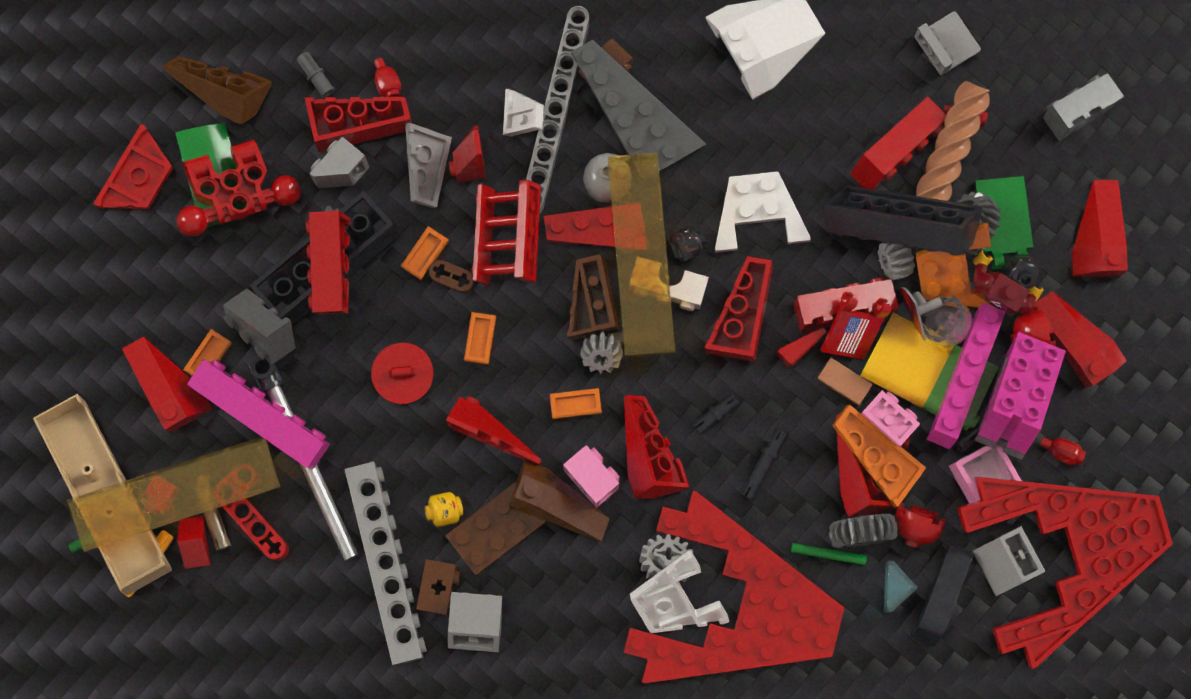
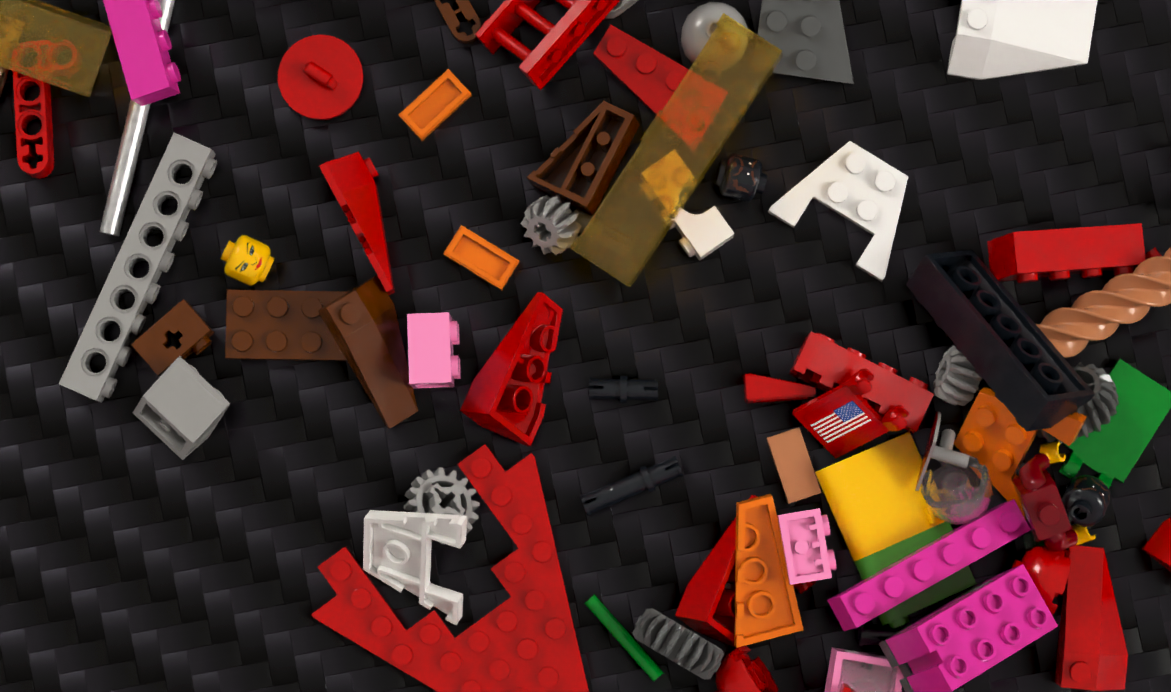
camera: 40 degrees right, 5 degrees up
(742, 318) = (735, 308): red wedge -> none

